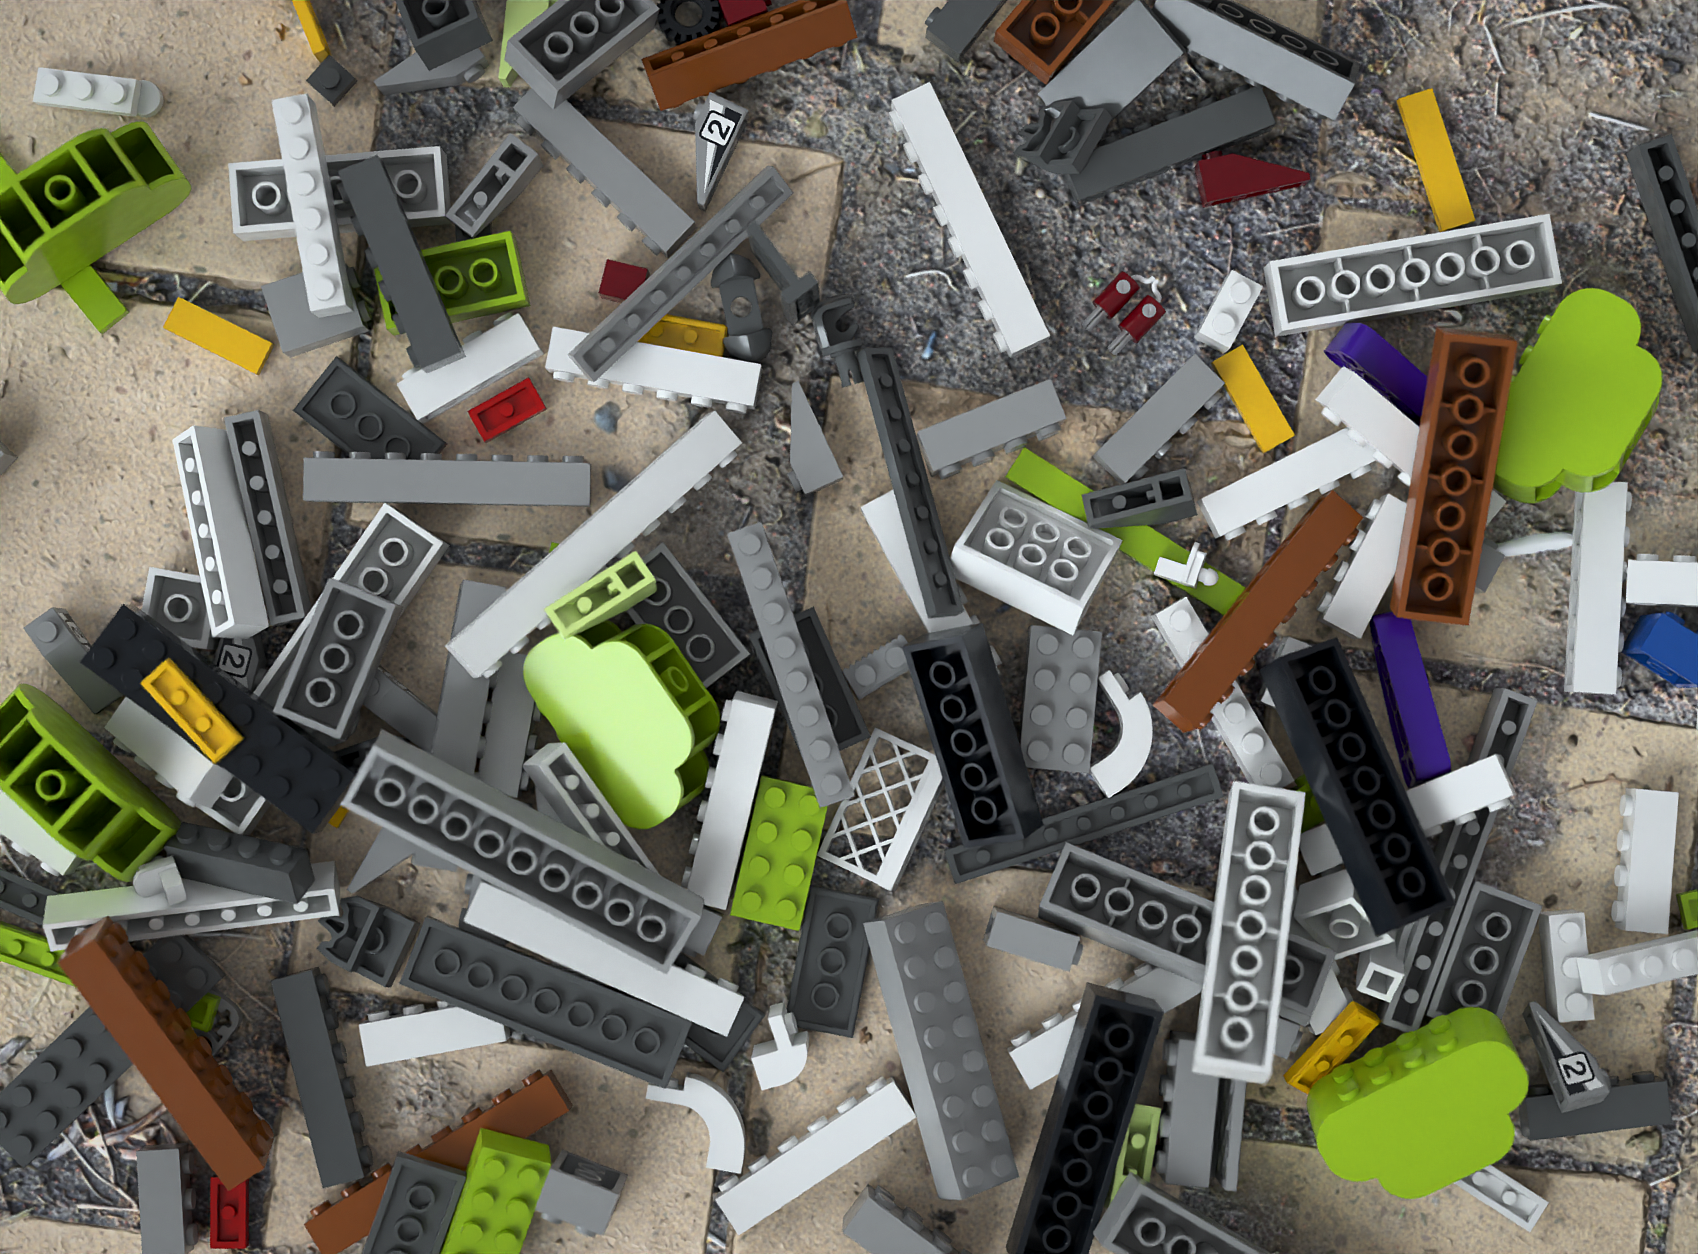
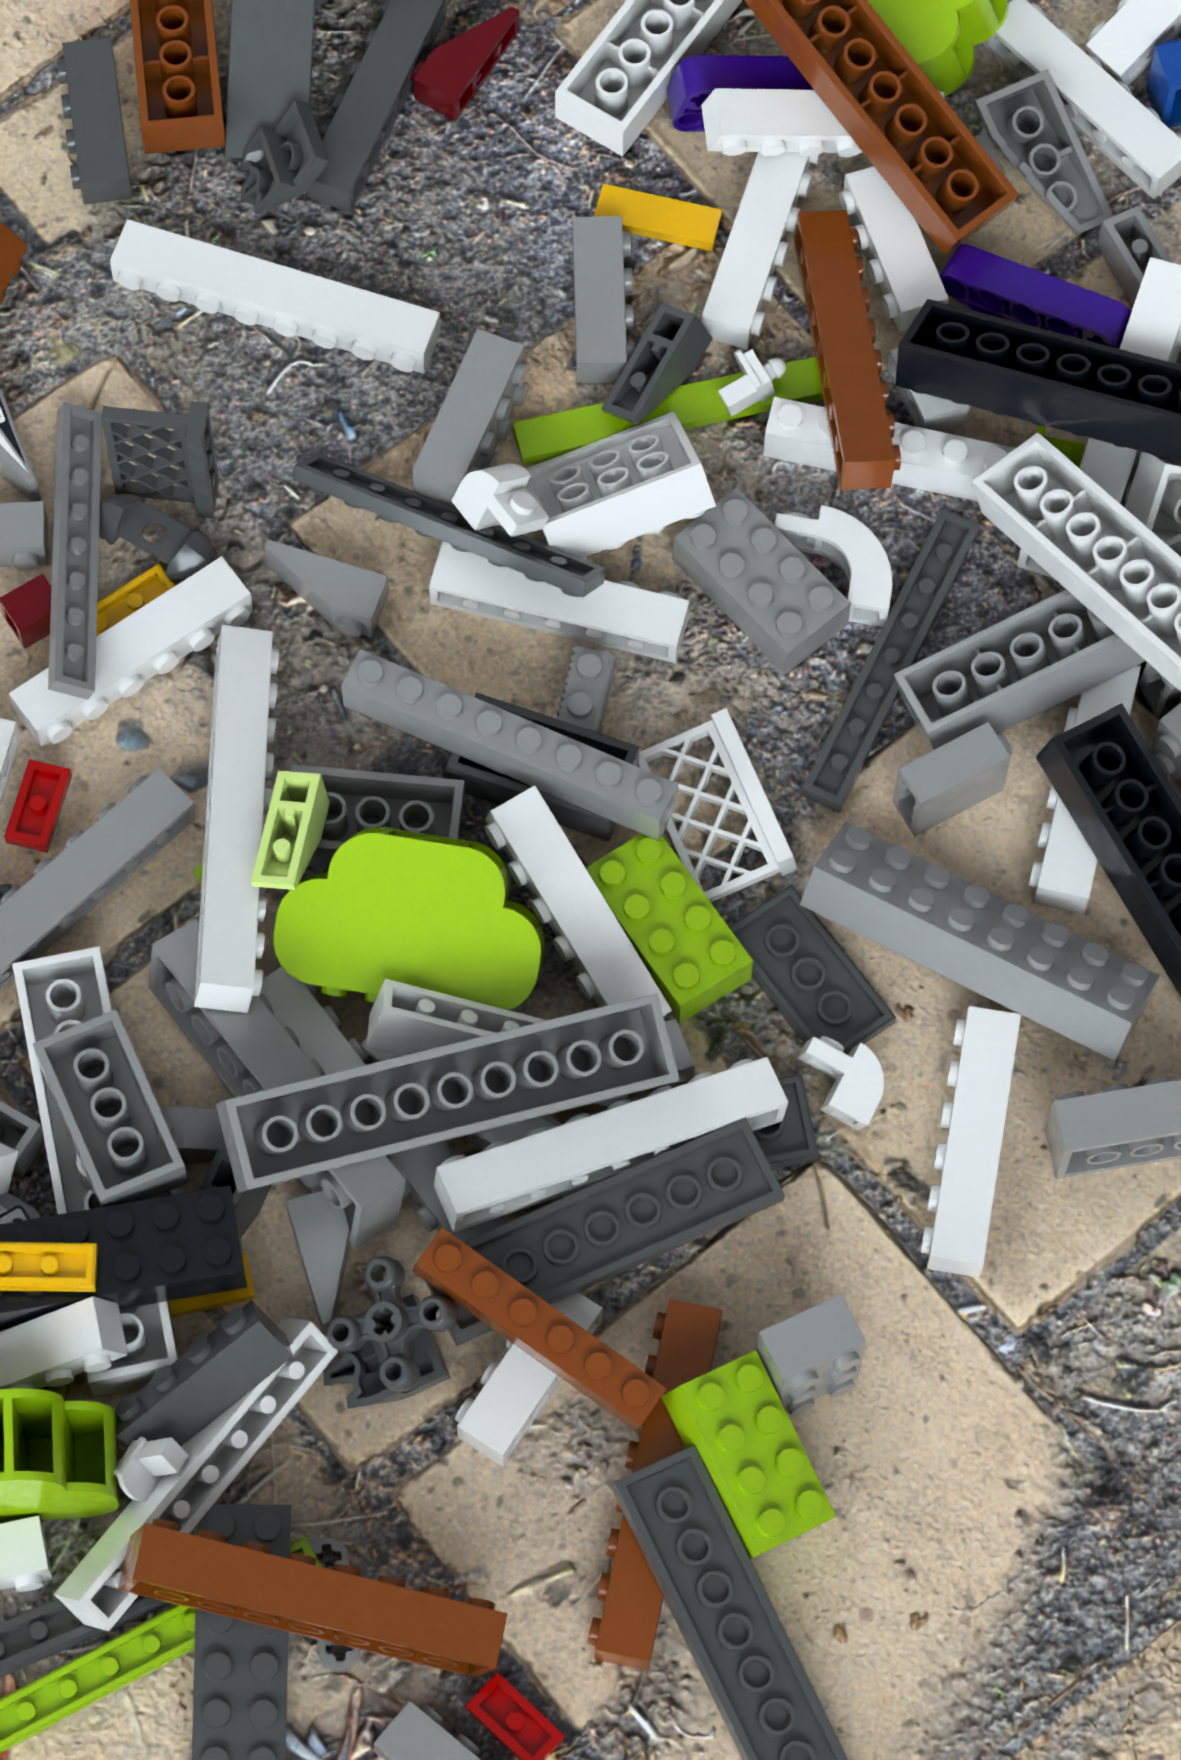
camera: 50 degrees left, 20 degrees down
(321, 1076) = (472, 1515): dark grey brick -> none
(376, 936) = (377, 1324): none -> dark grey gear
(444, 1030) = (539, 1329): none -> dark orange brick
(717, 1111) = (852, 1190): white arch -> none
(836, 343) = (267, 488): dark grey piece -> none
(948, 504) = (499, 498): none -> white brick
(973, 736) = (723, 658): black brick -> none
(1115, 297) = (460, 247): dark red piece -> none
(1228, 312) = (564, 168): white brick -> none
(1530, 591) = (1041, 143): none -> light grey wedge

